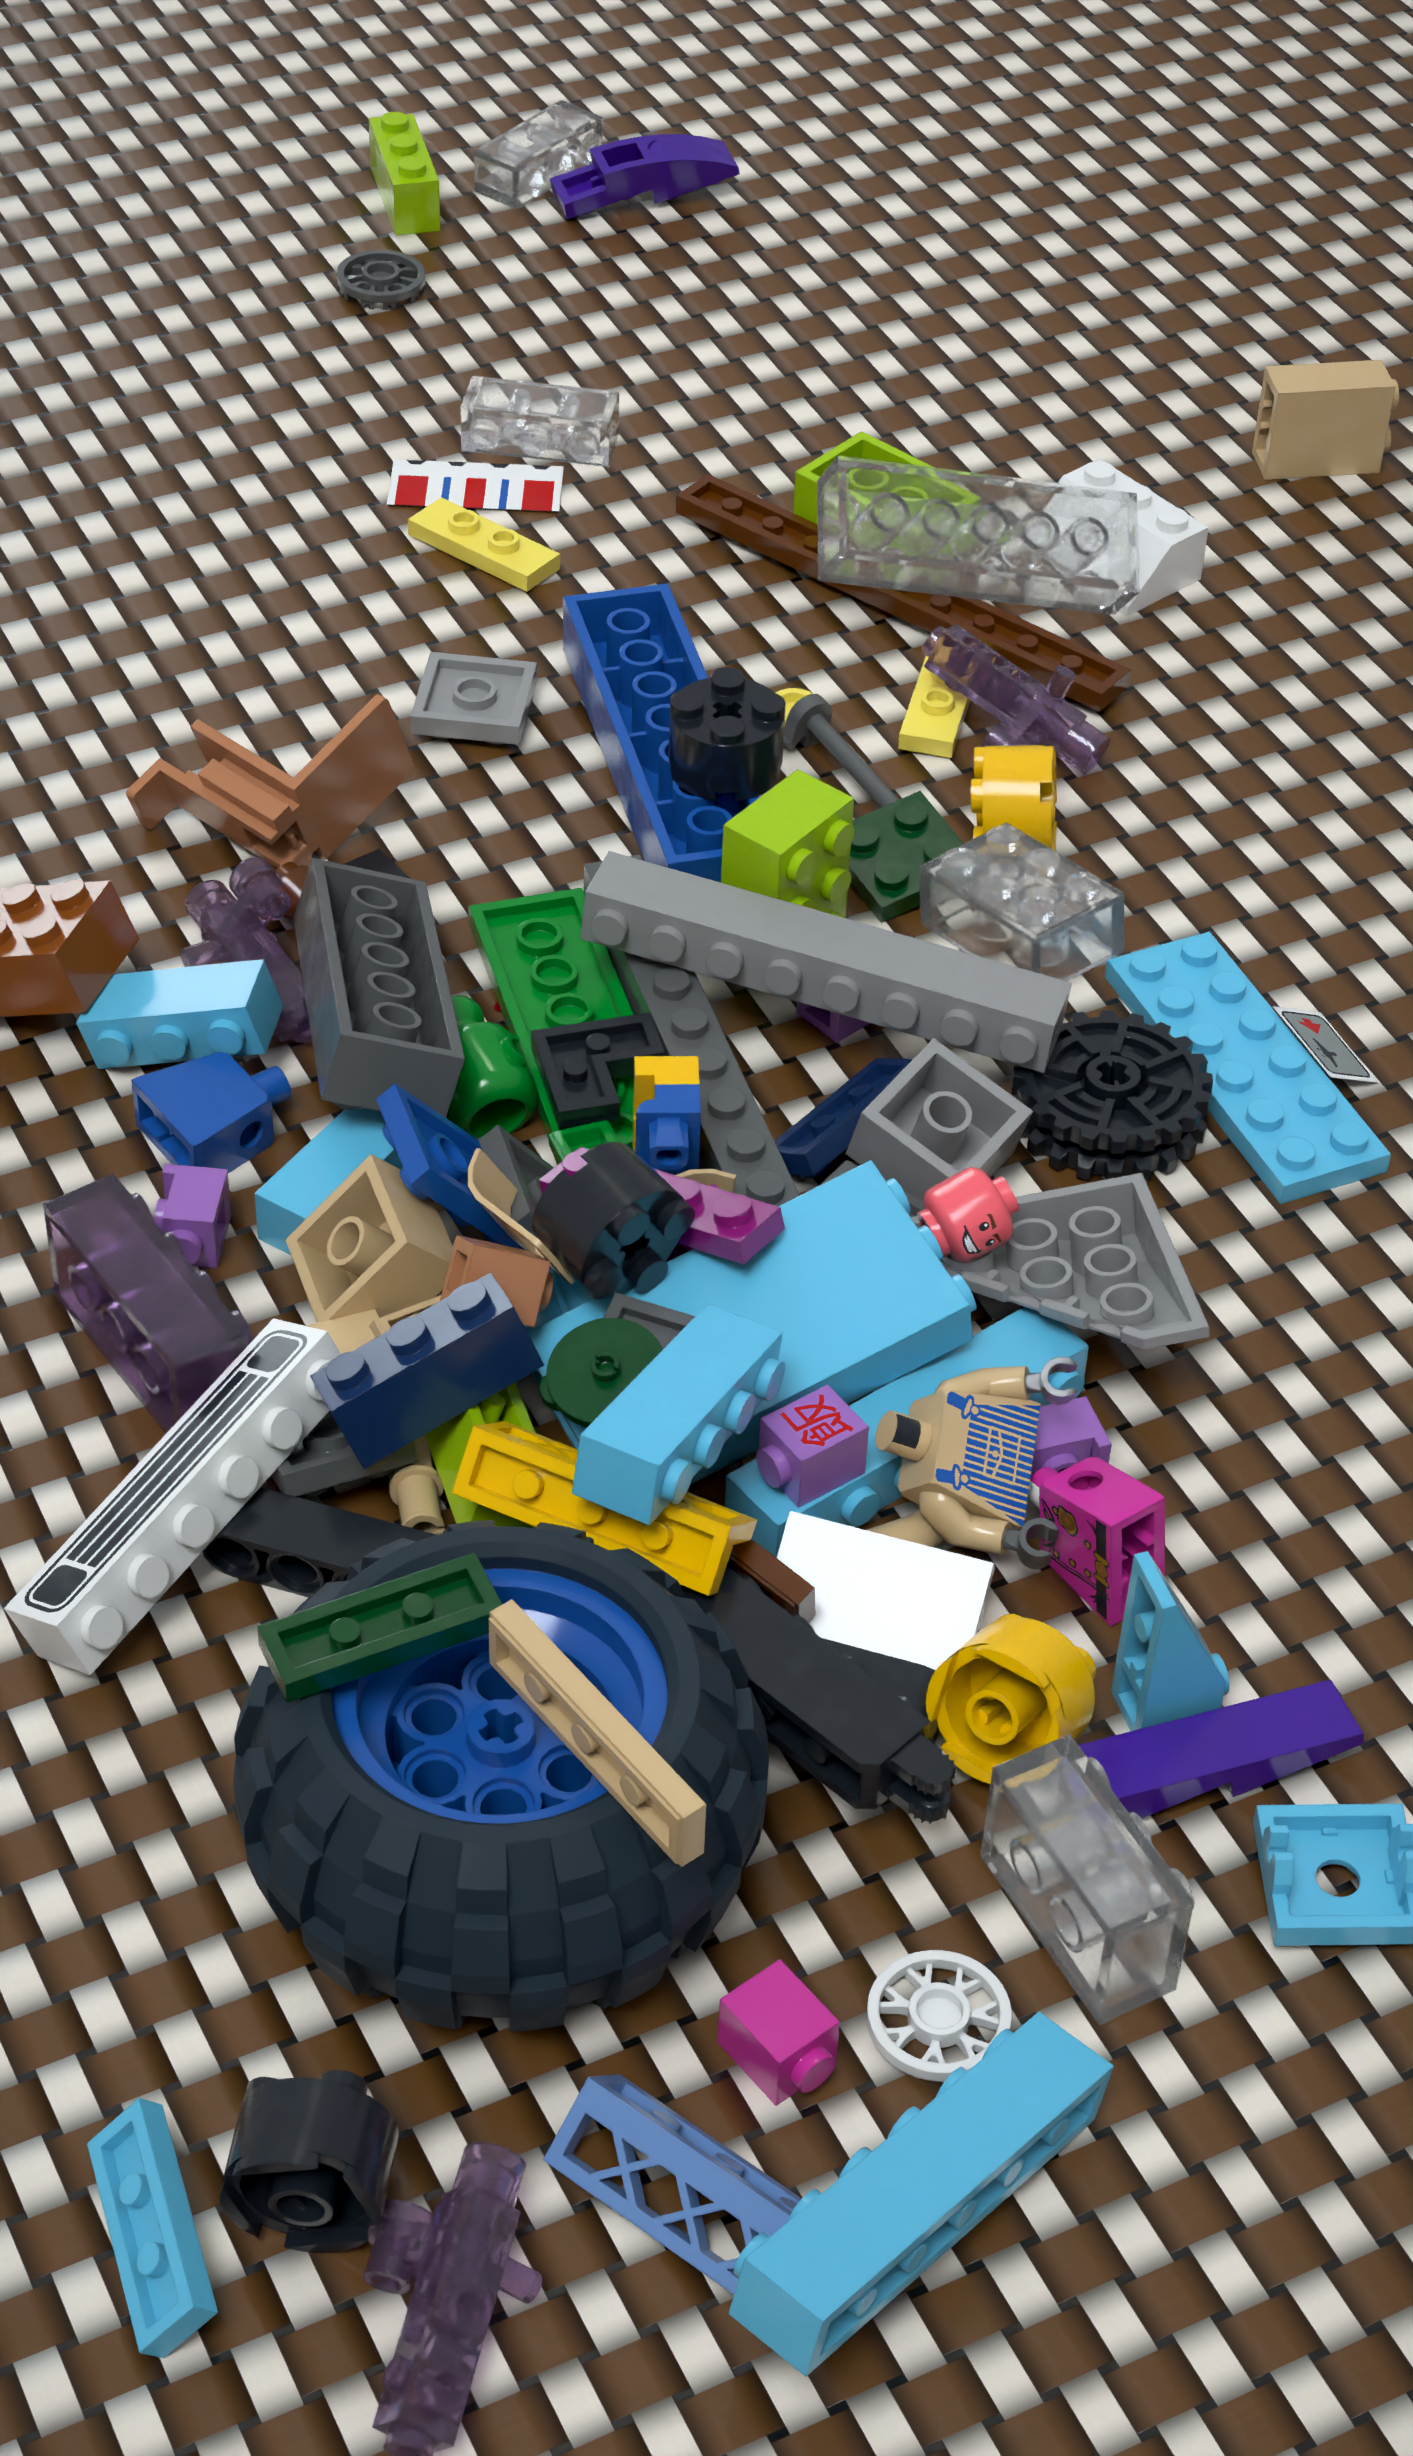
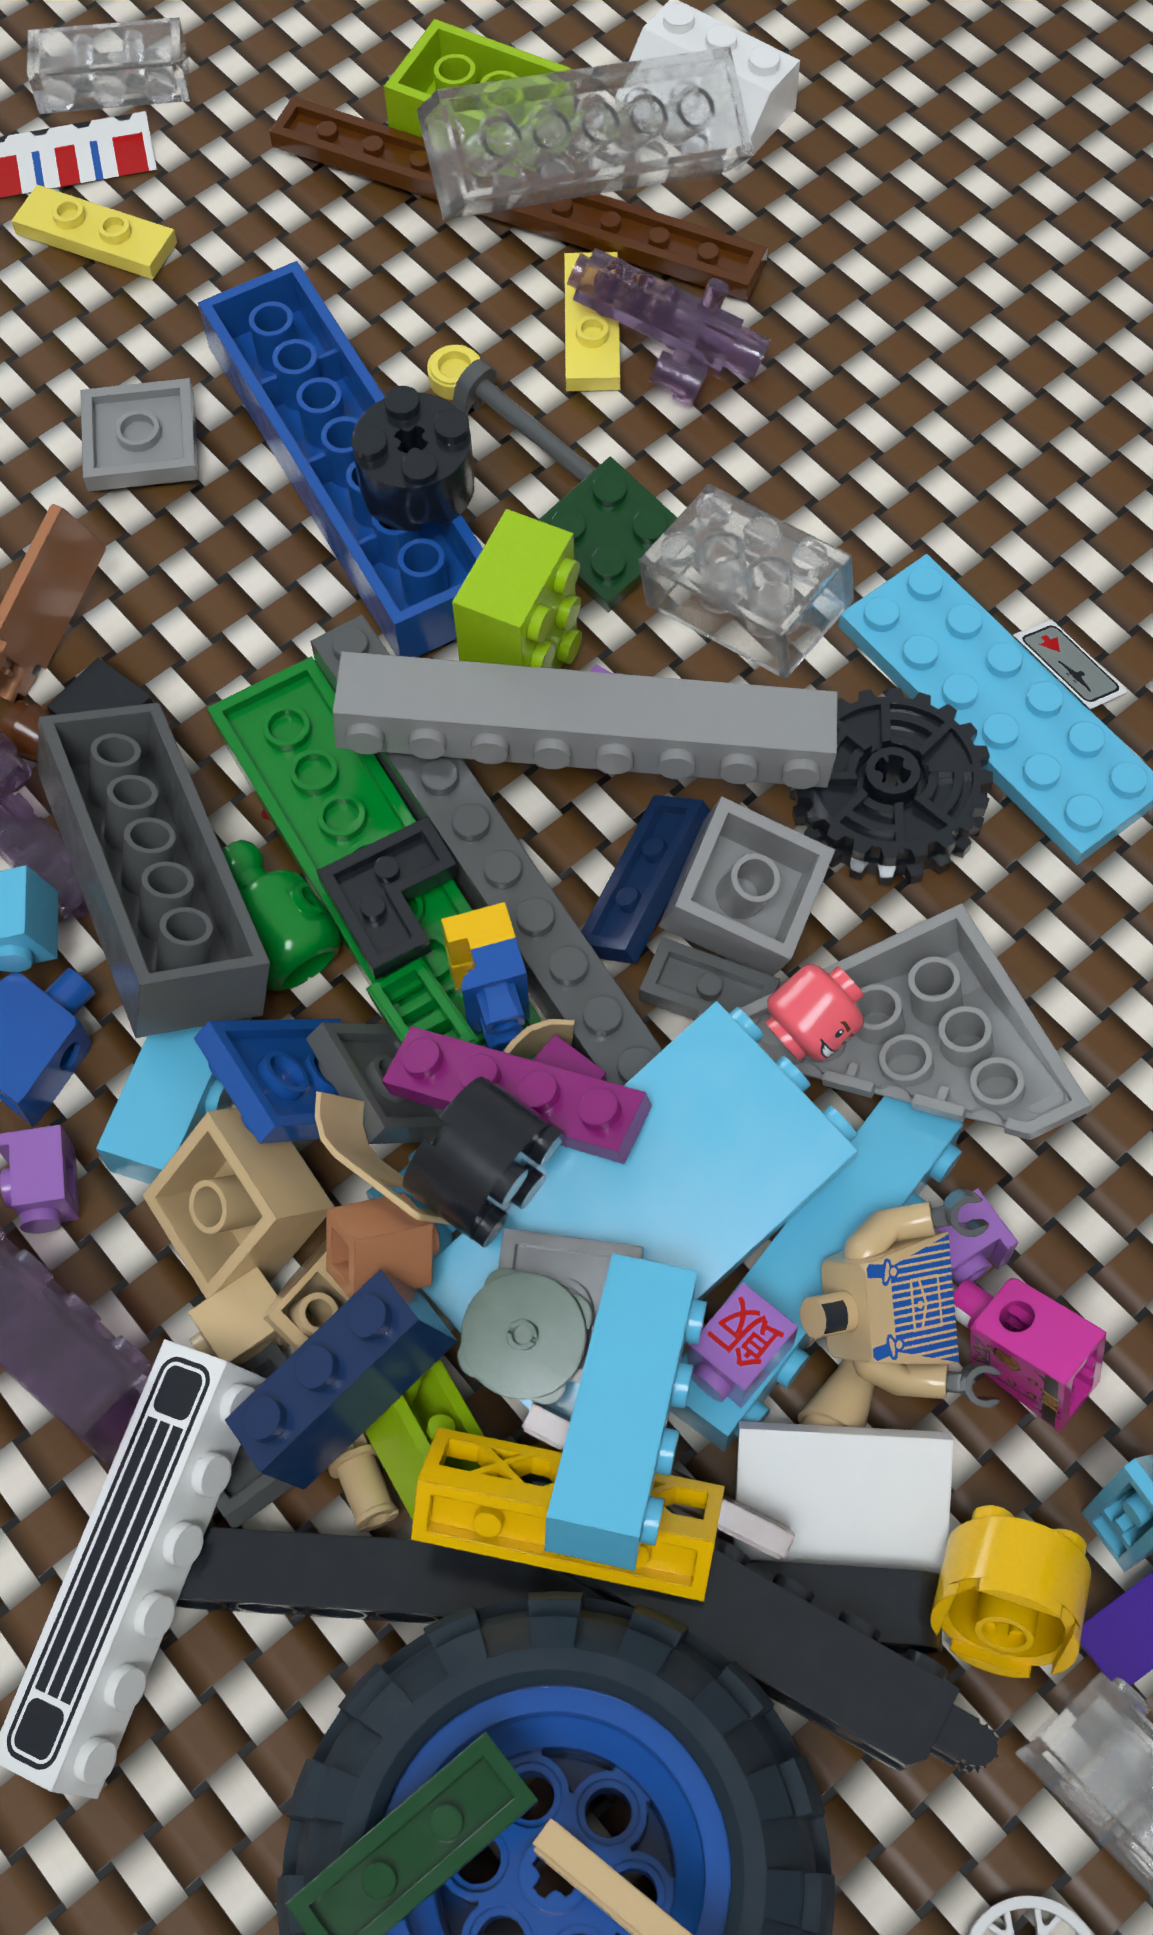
camera: 10 degrees left, 20 degrees up
(1016, 788) = (705, 444): yellow brick -> none

